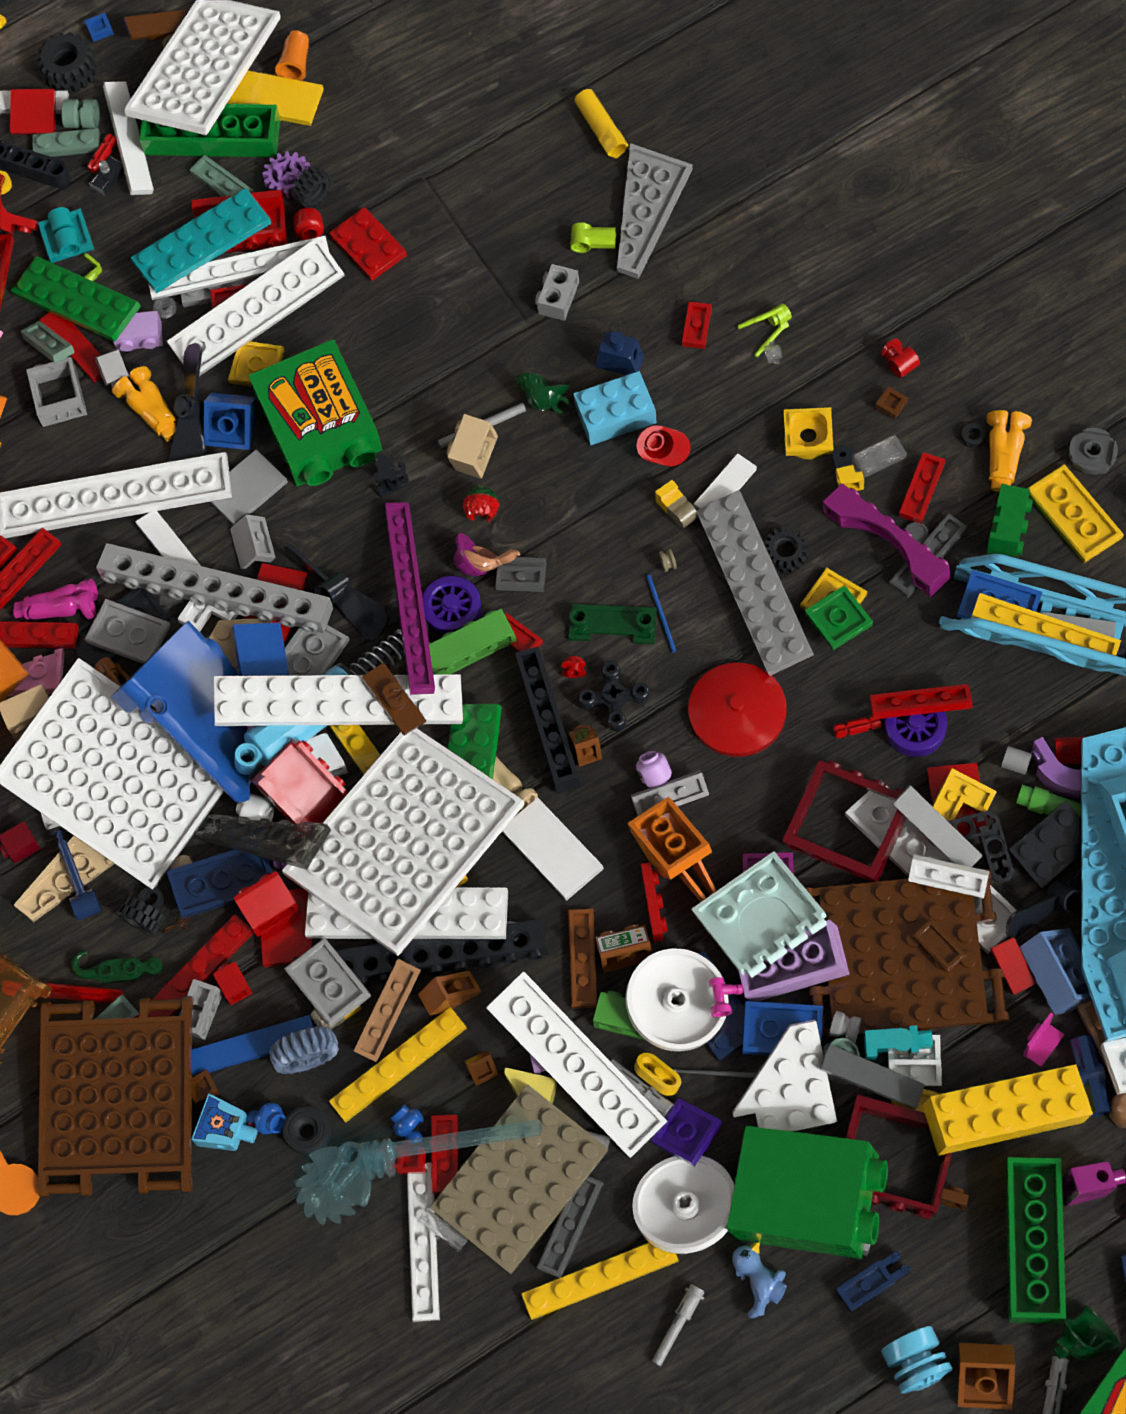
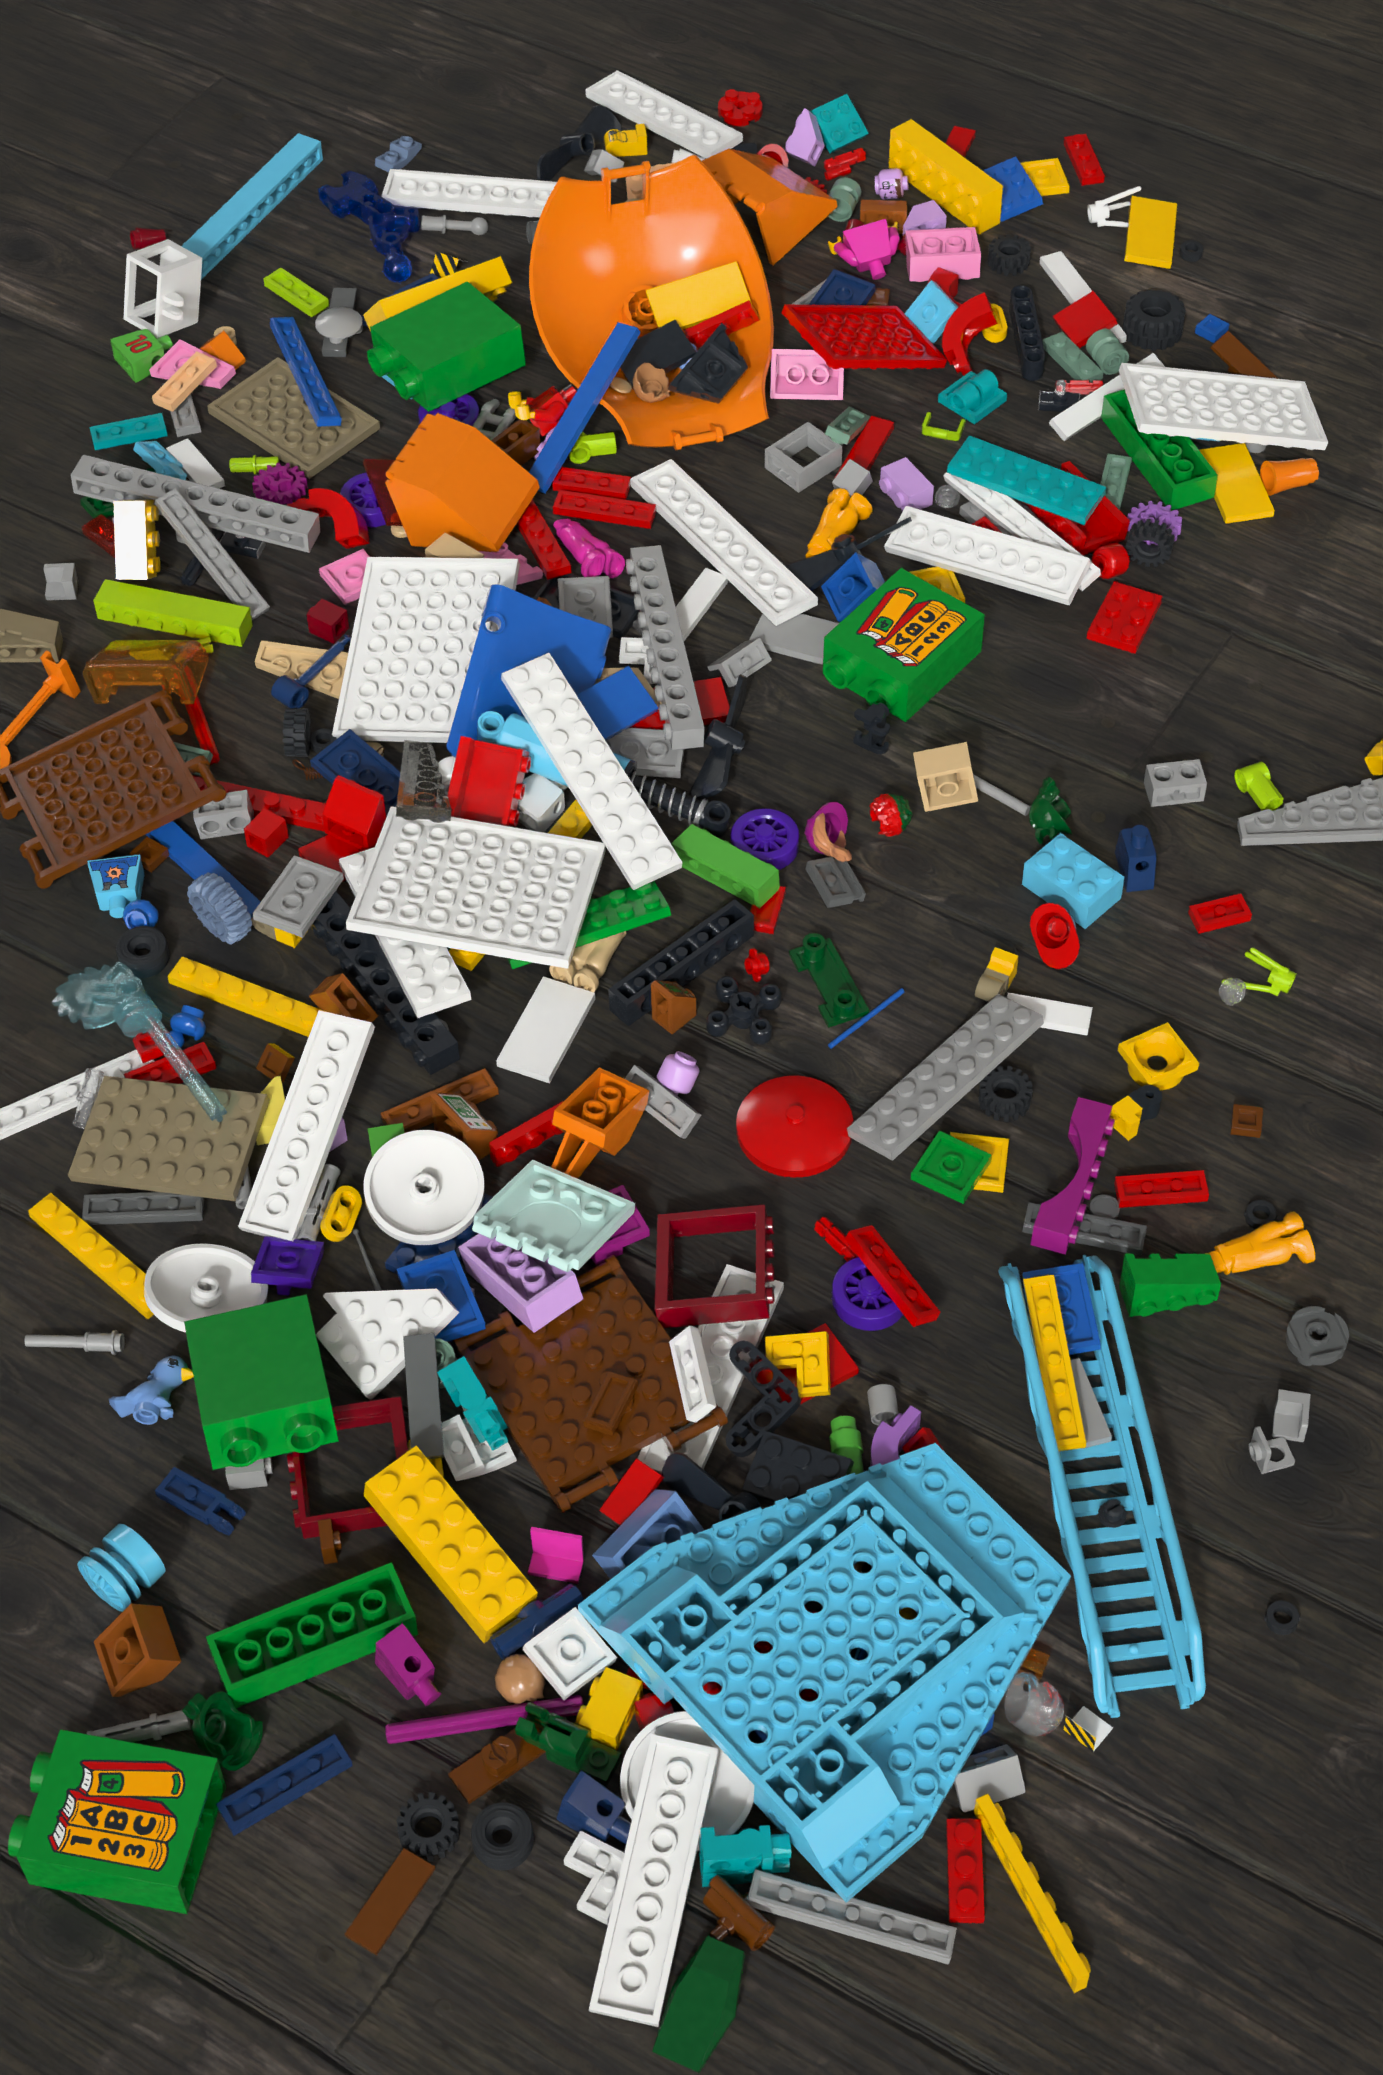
camera: 55 degrees right, 15 degrees down
(75, 298) = (907, 427): green plate -> none
(117, 969) = (238, 745): dark green piece -> none
(387, 1010) = (295, 957): medium nougat plate -> none
(393, 699) = (615, 811): reddish brown piece -> none
(409, 599) = (740, 789): magenta plate -> none
(667, 560) = (927, 995): dark tan bush -> none
(720, 989) = (454, 1217): dark pink piece -> none
(845, 1027) = (472, 1347): light grey wheel -> none
(880, 456) = (1174, 1135): clear plate -> none
(900, 359) = (1306, 1104): red piece -> none
(936, 828) = (743, 1343): light grey tile -> none
(1074, 513) = (1227, 1350): yellow tile -> none

